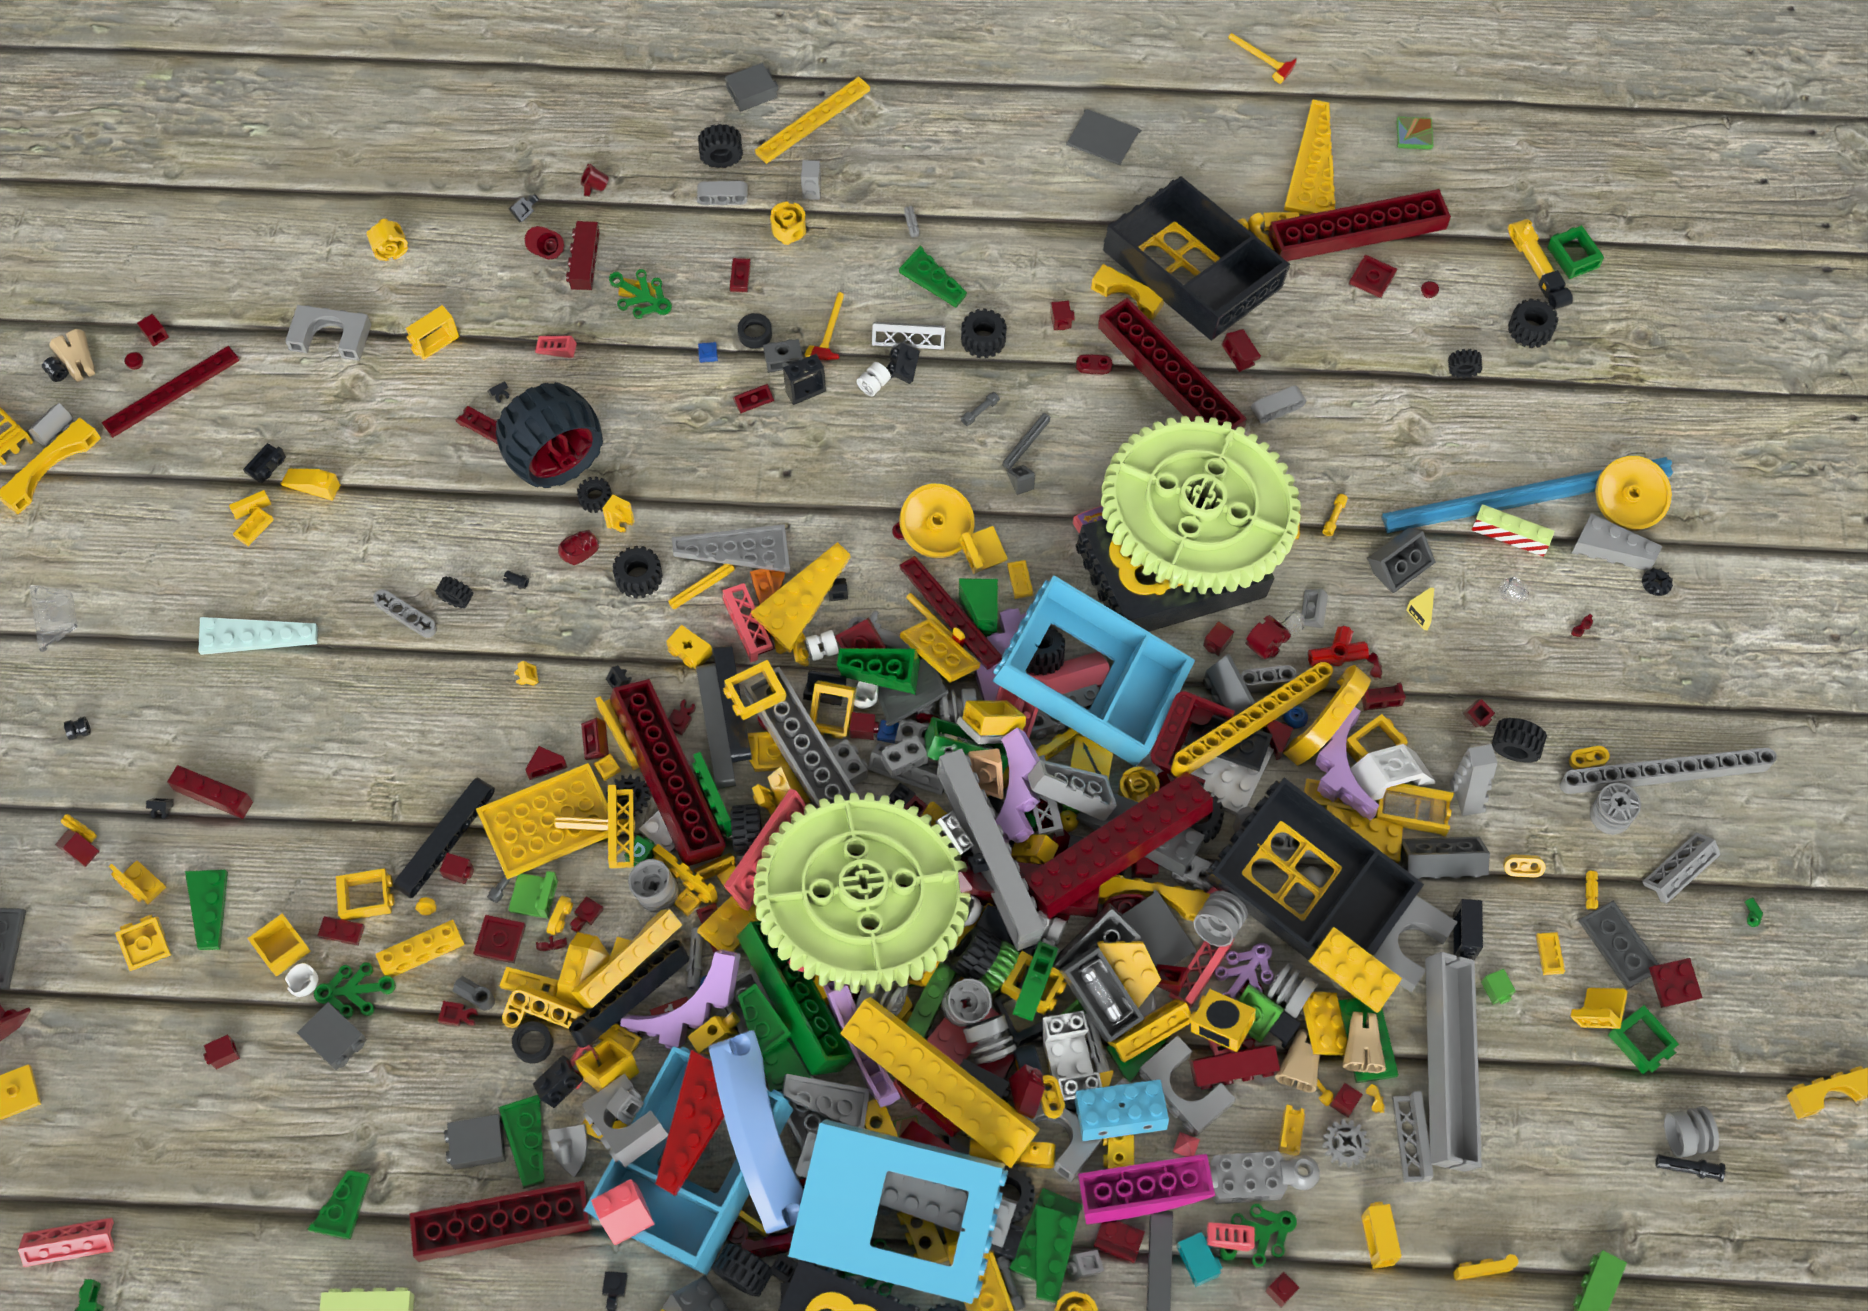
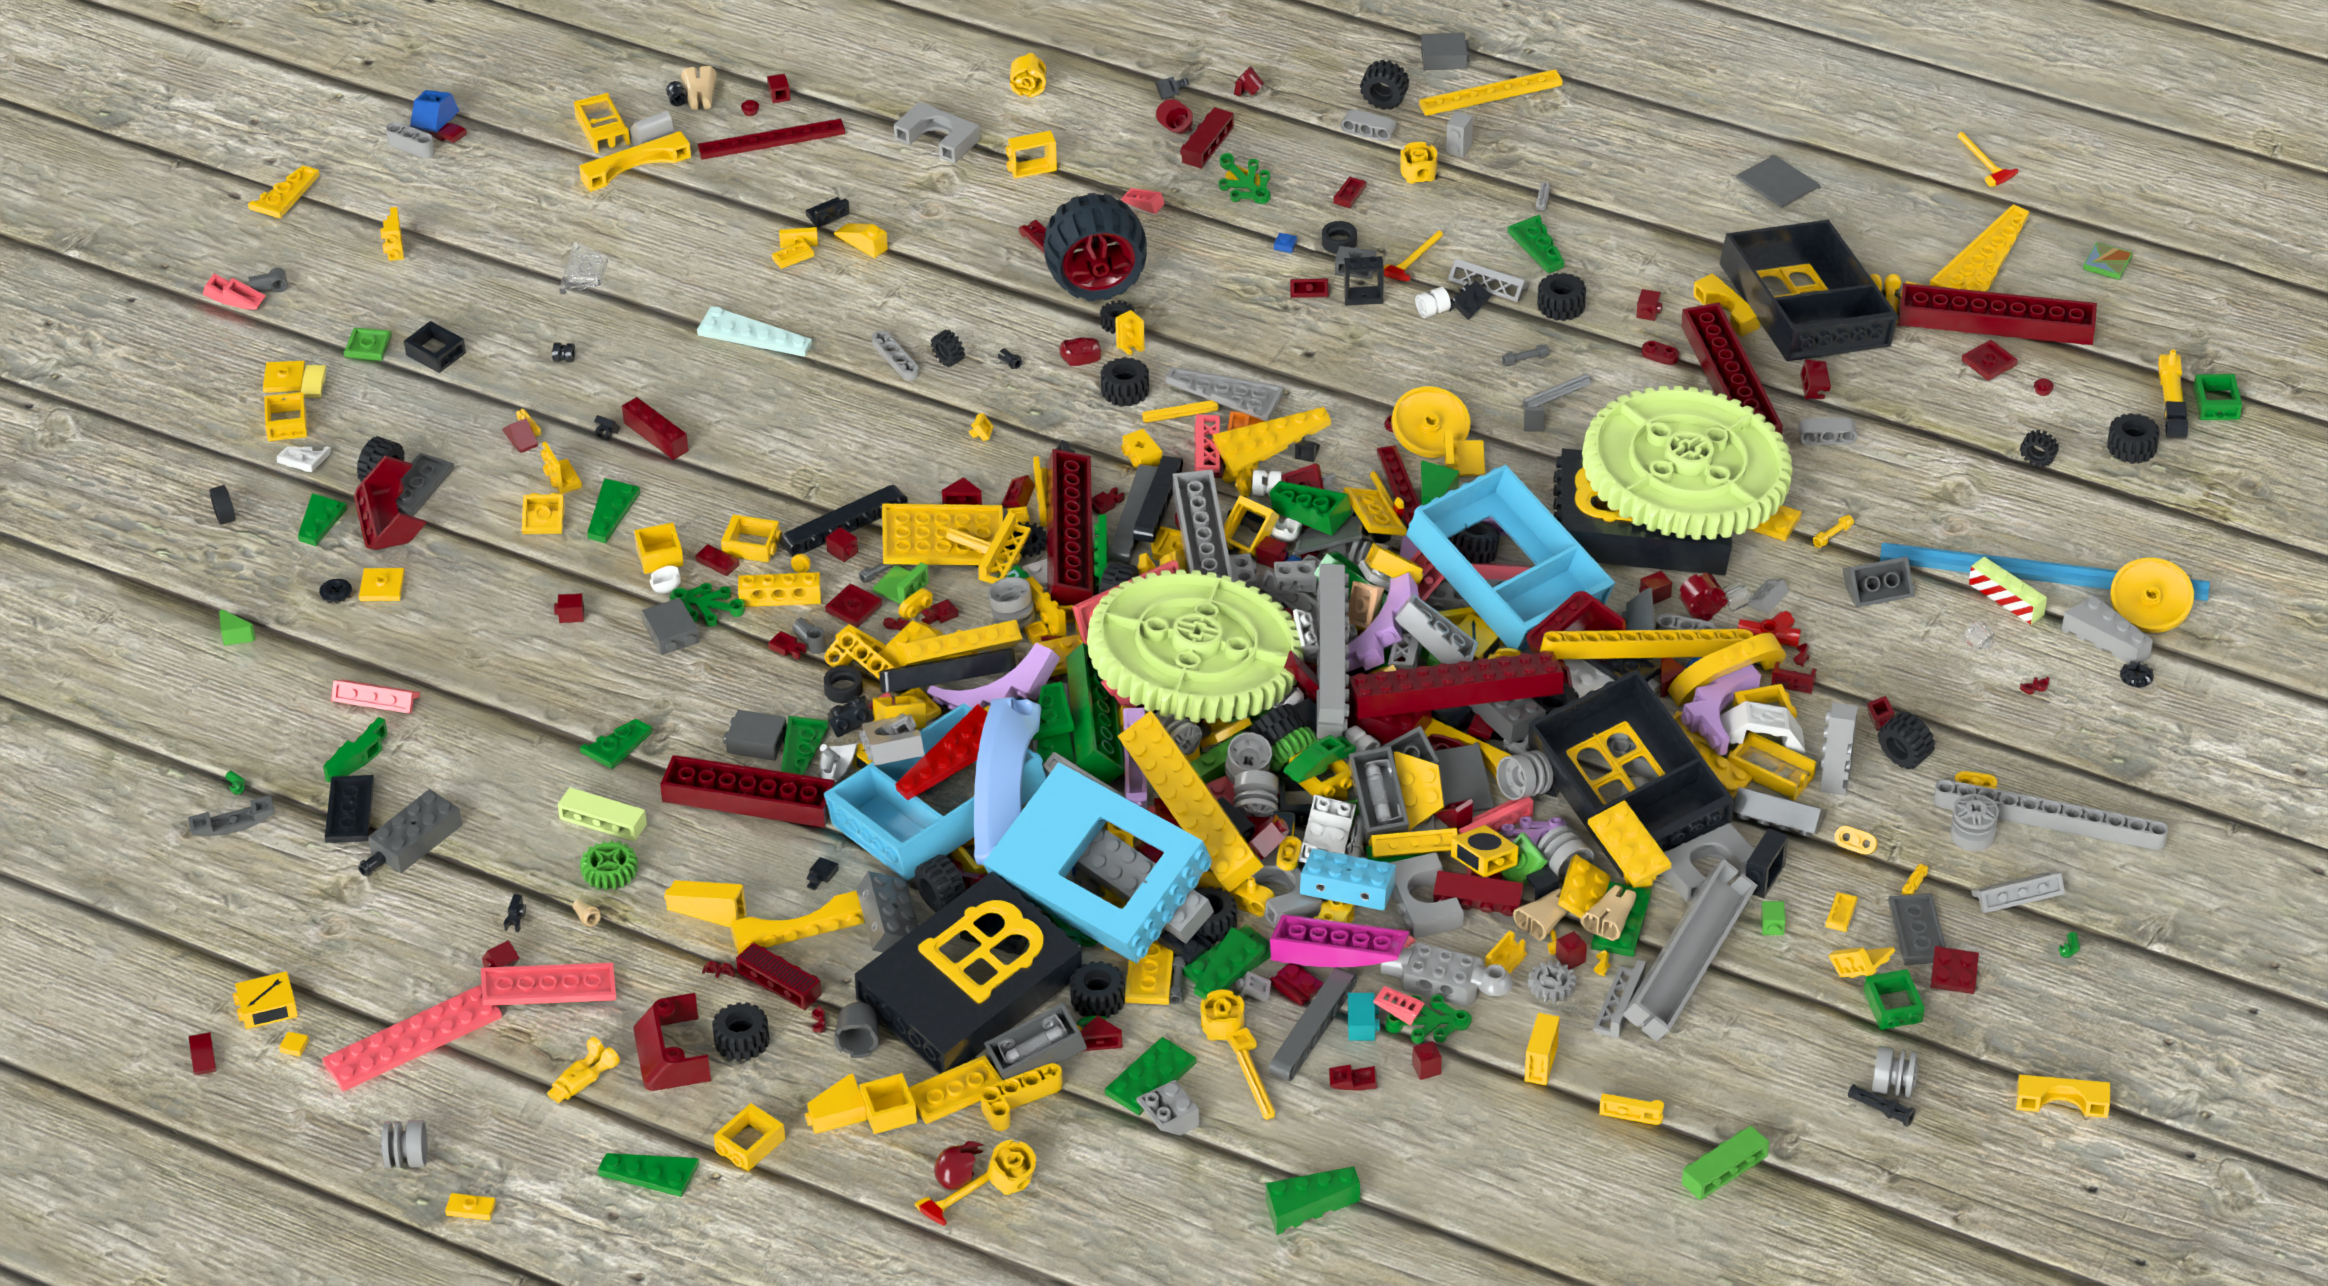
camera: 25 degrees right, 20 degrees down
(623, 1211) = (856, 794): coral slope -> none
(778, 692) = (1178, 489): yellow window -> none
(977, 863) = (1313, 659): black plate -> none
(1421, 608) = (1877, 621): light yellow slope -> none

